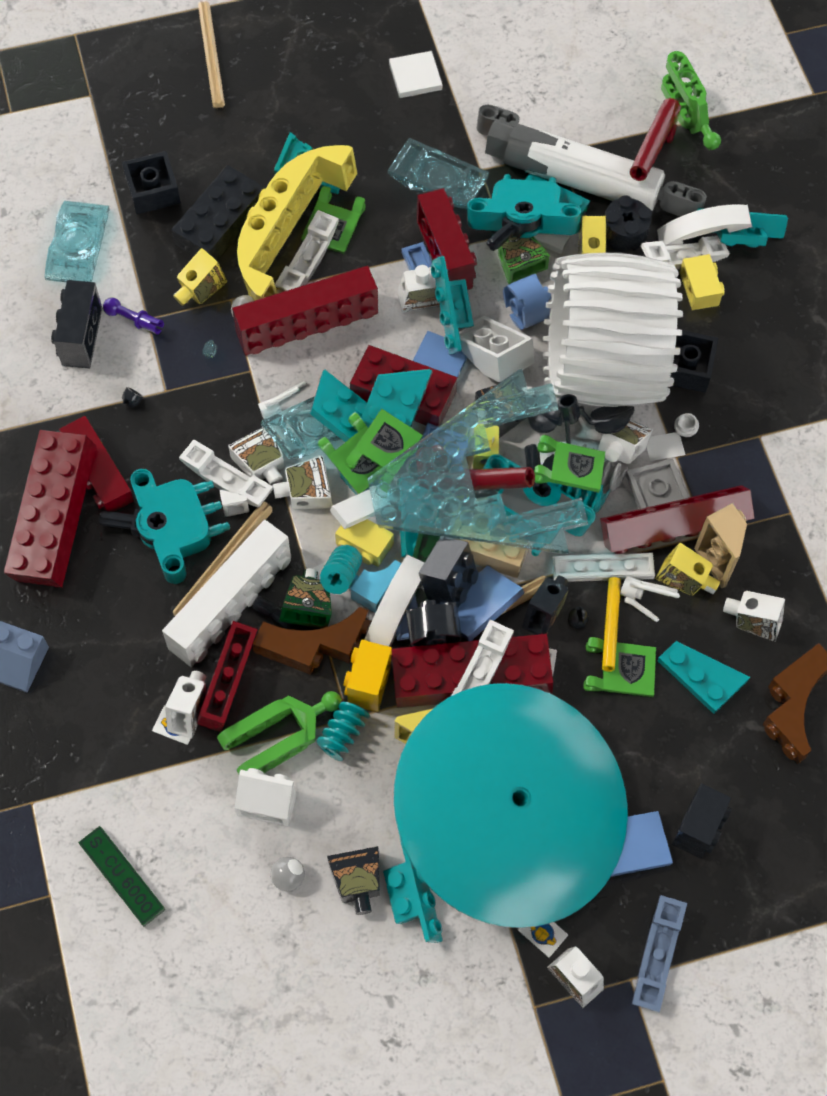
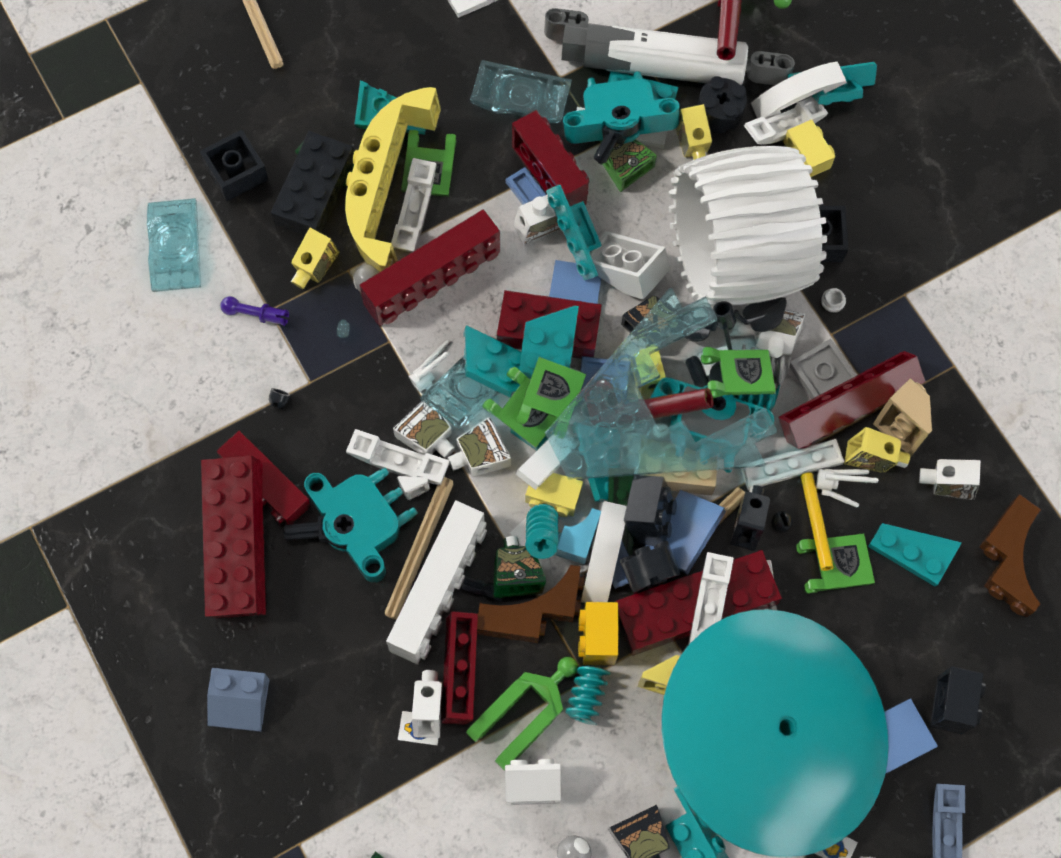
camera: 15 degrees left, 5 degrees up
(77, 324) = (202, 334): black brick -> none
(527, 301) = (648, 209): medium blue brick -> none
(665, 446) = (818, 326): white sticker -> none

